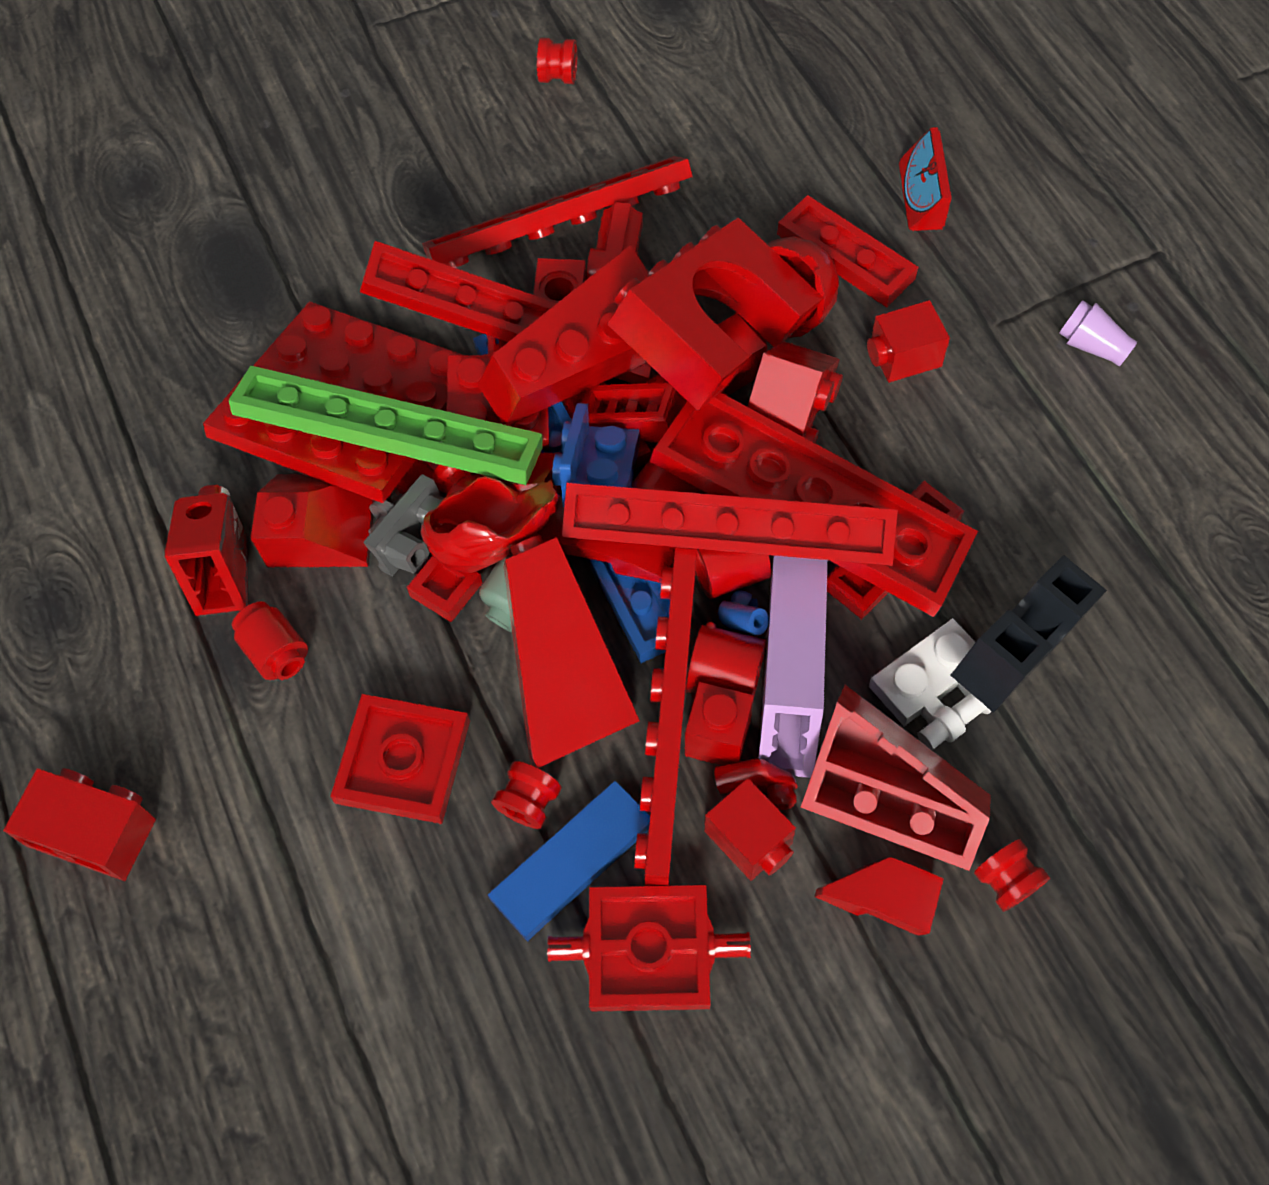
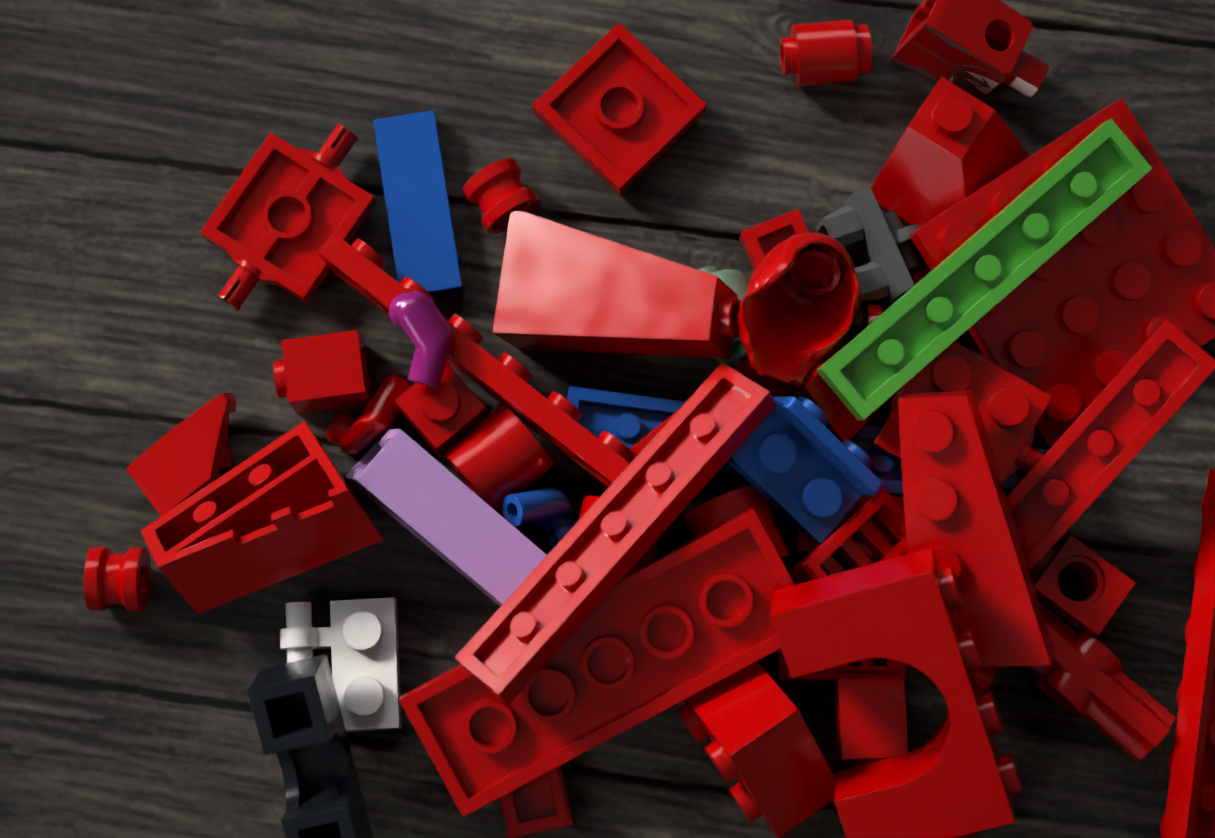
camera: 120 degrees right, 15 degrees up
(677, 740) = (428, 332): none -> magenta arm

